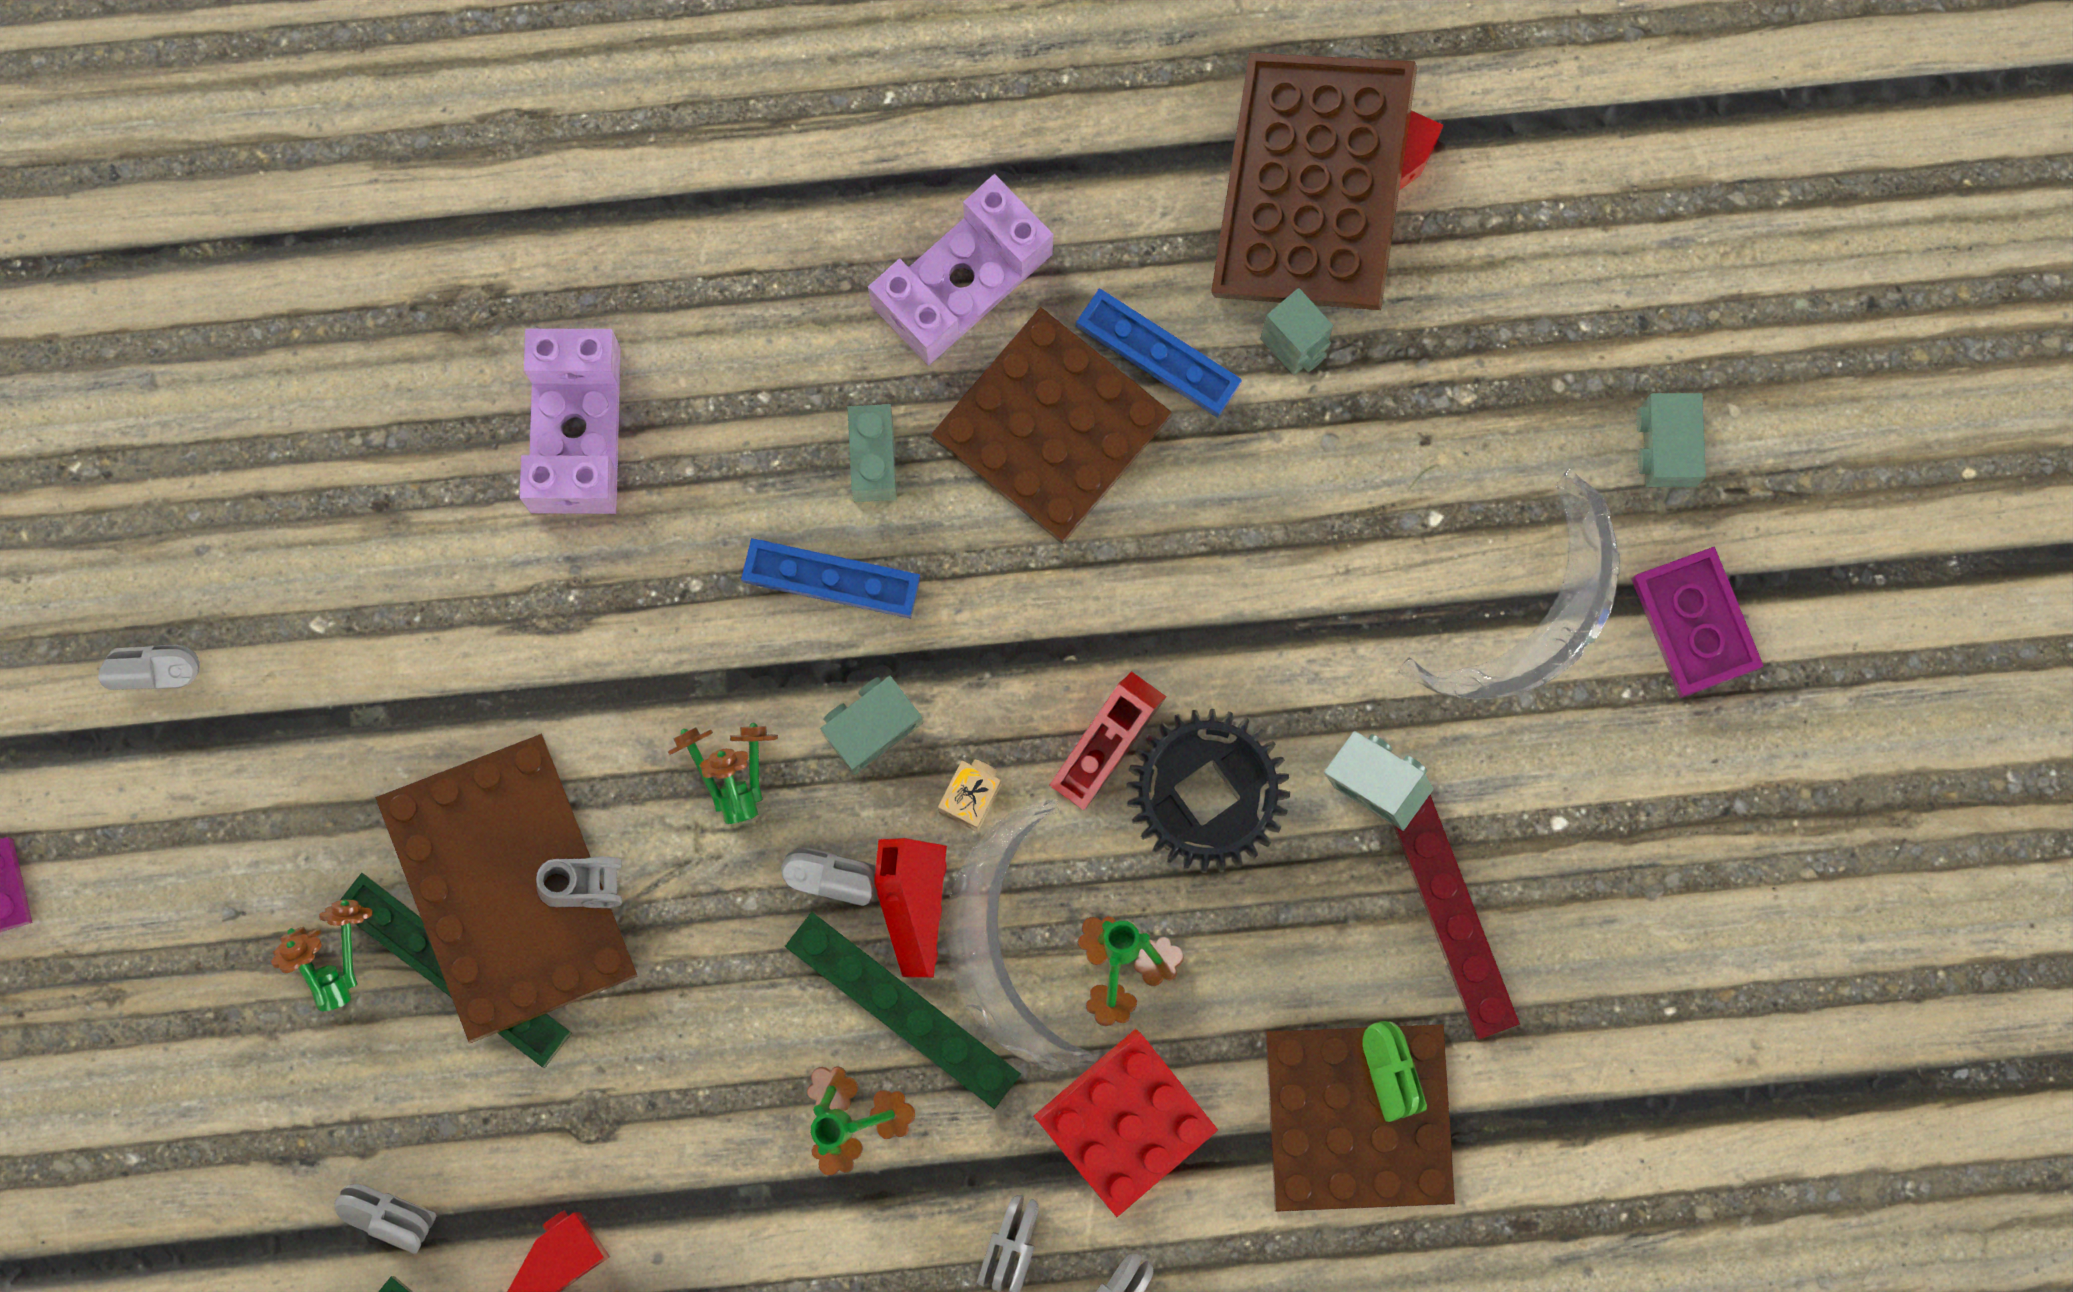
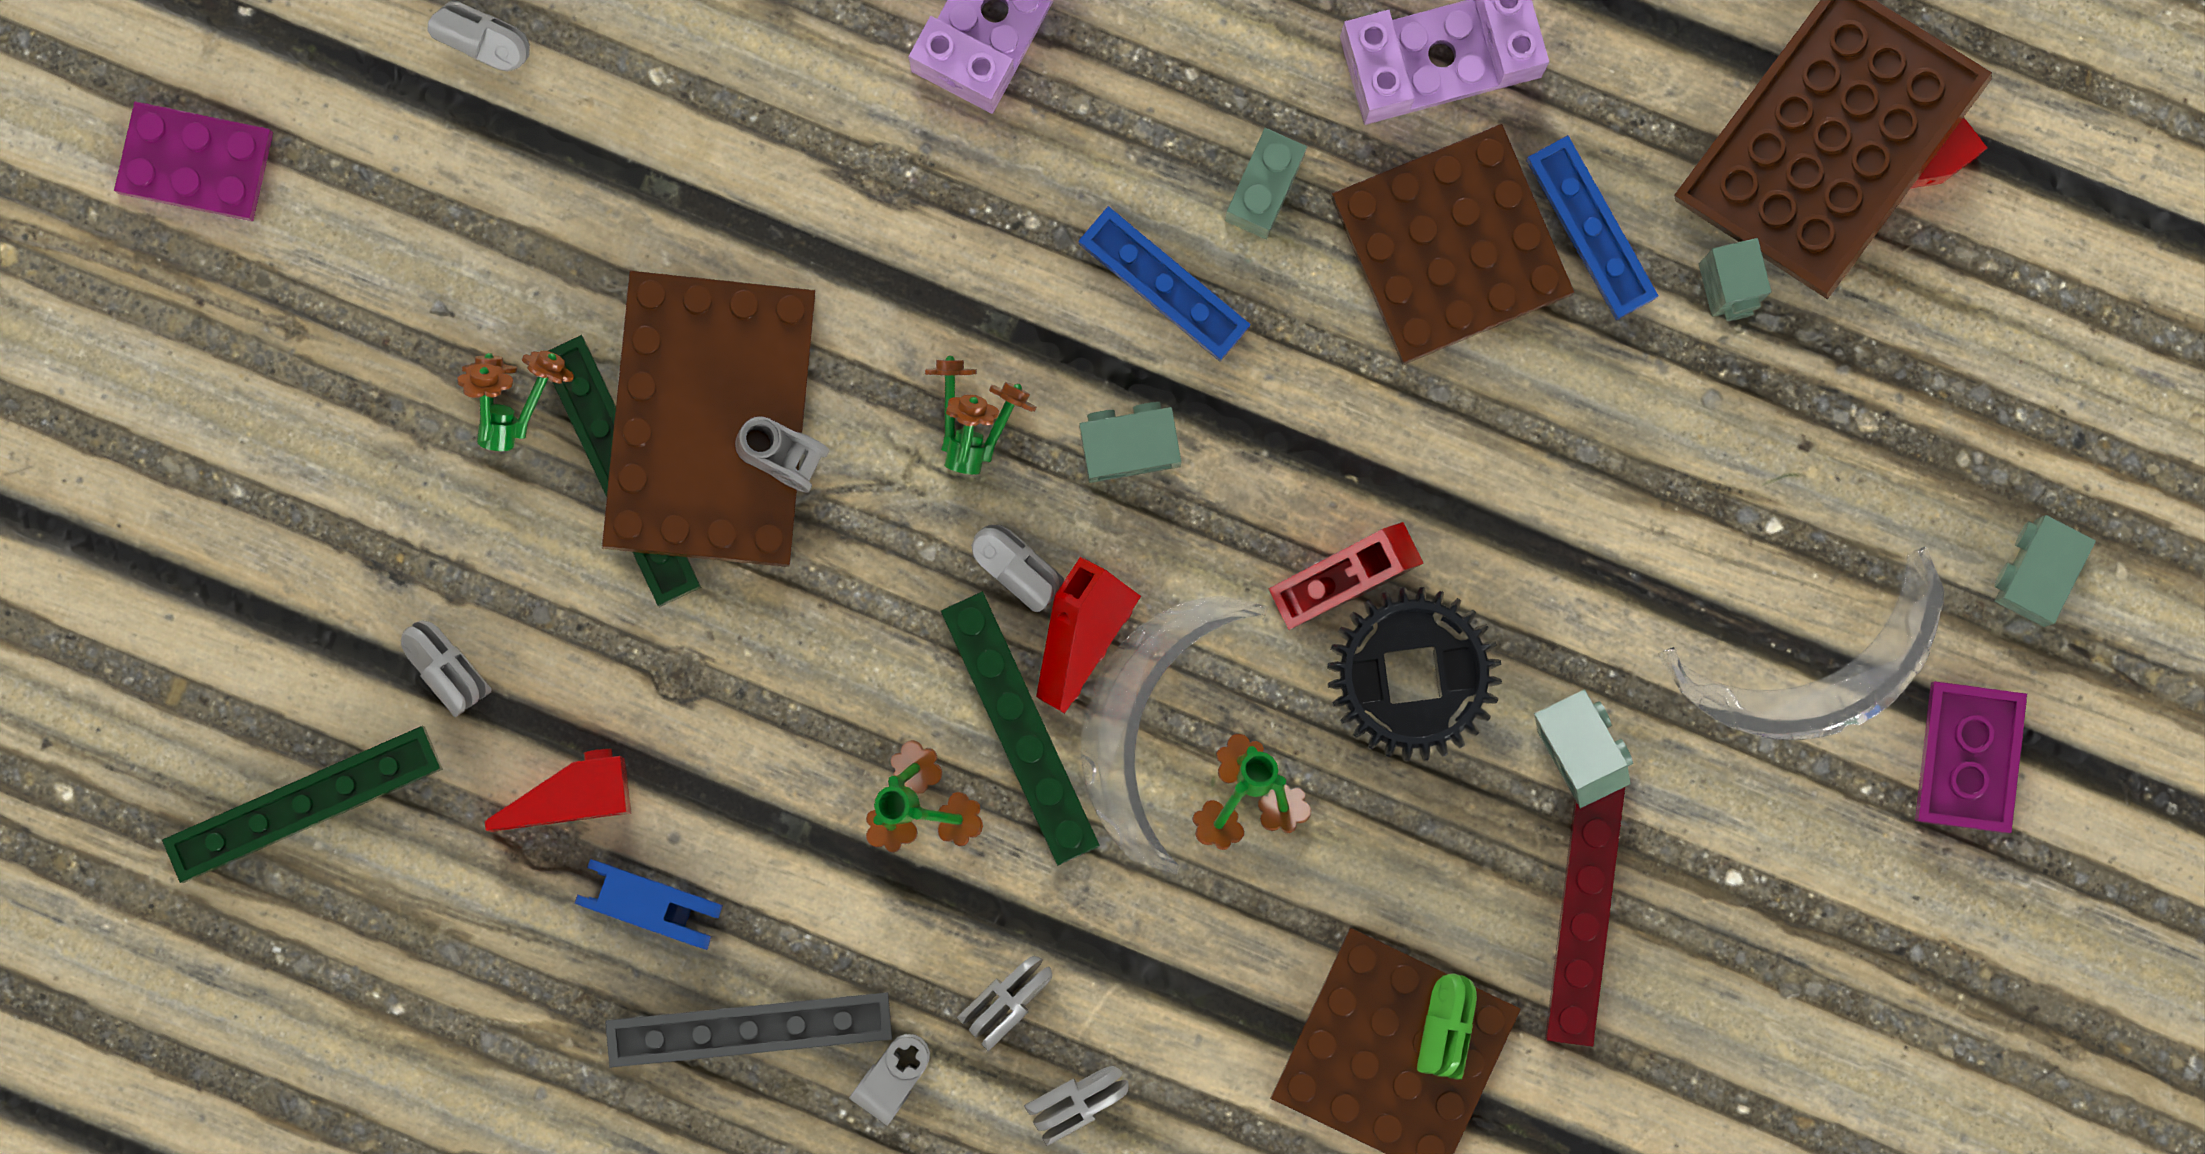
camera: 25 degrees right, 5 degrees up
(970, 794) = (1189, 559): tan brick -> none
(1126, 1122) = (1173, 943): red plate -> none

